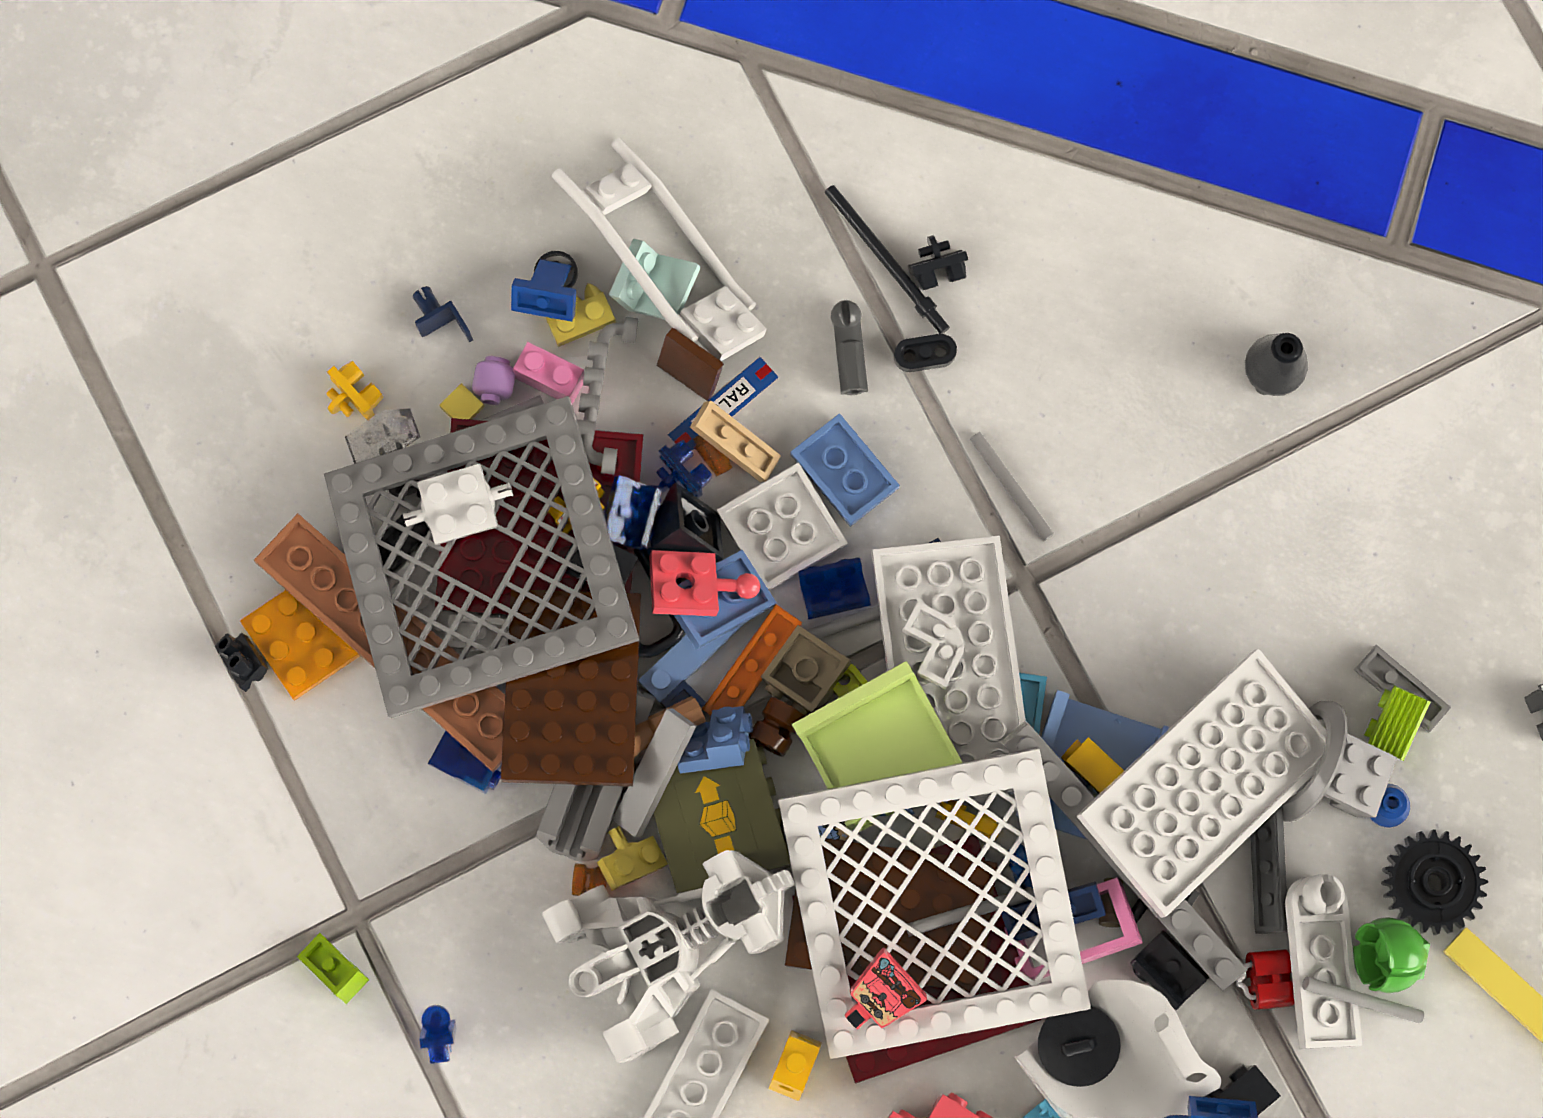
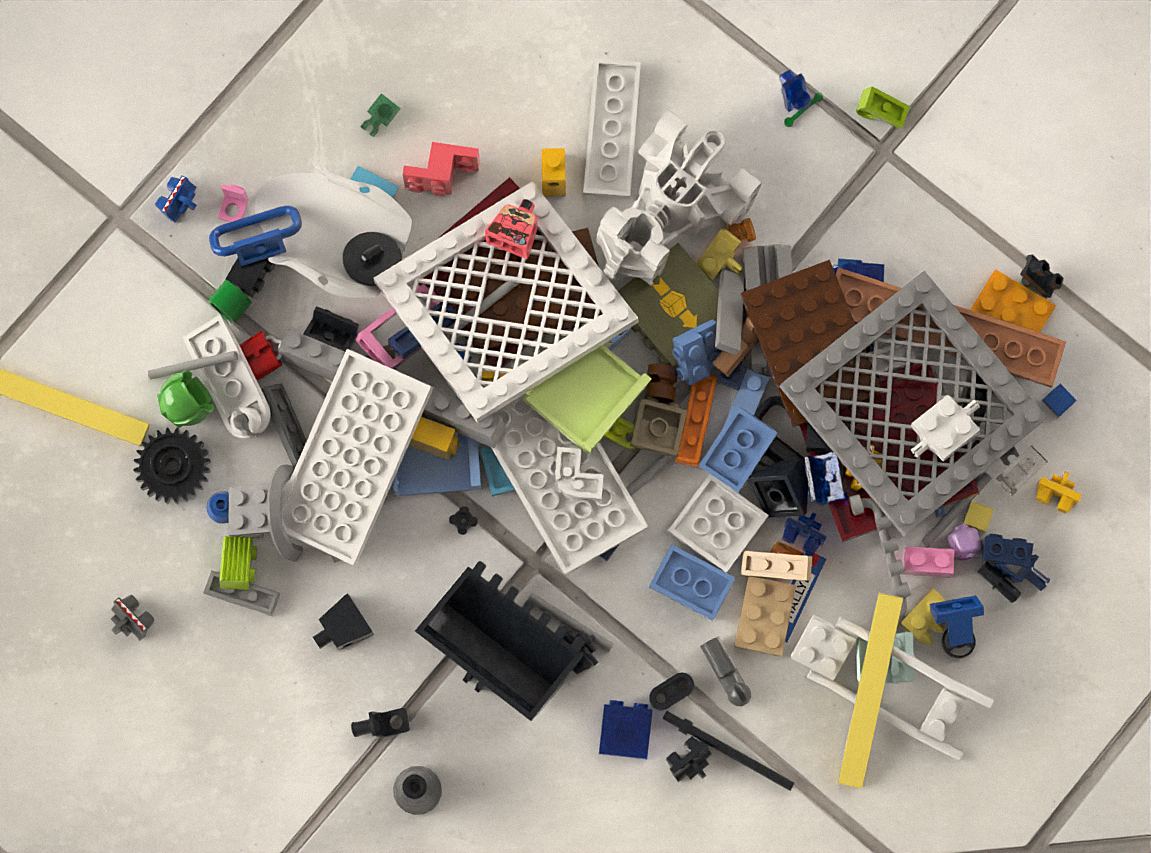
camera: 160 degrees right, 0 degrees up
(294, 501) = (1059, 400): none -> blue tile
(448, 344) = (1007, 551): none -> dark blue bracket
(460, 1006) = (788, 122): none -> green hinge
(474, 317) = (999, 582): none -> black axle
(690, 248) = (870, 690): none -> light yellow tile
(690, 364) = (833, 607): reddish brown tile -> none
(701, 572) = (758, 458): coral plate -> none
(775, 394) = (765, 616): none -> tan plate
(833, 588) = (663, 494): clear blue bracket -> none
(998, 331) = (625, 730): none -> clear blue plate
(1015, 448) = (588, 660): none -> black hips
(1096, 654) = (456, 520): none -> black plate
(1114, 481) = (501, 641): none -> black piece
(1285, 1064) = (229, 301): none -> green piece
(1291, 457) = (380, 725): none -> black bracket
(1292, 593) = (343, 625): none -> black torso

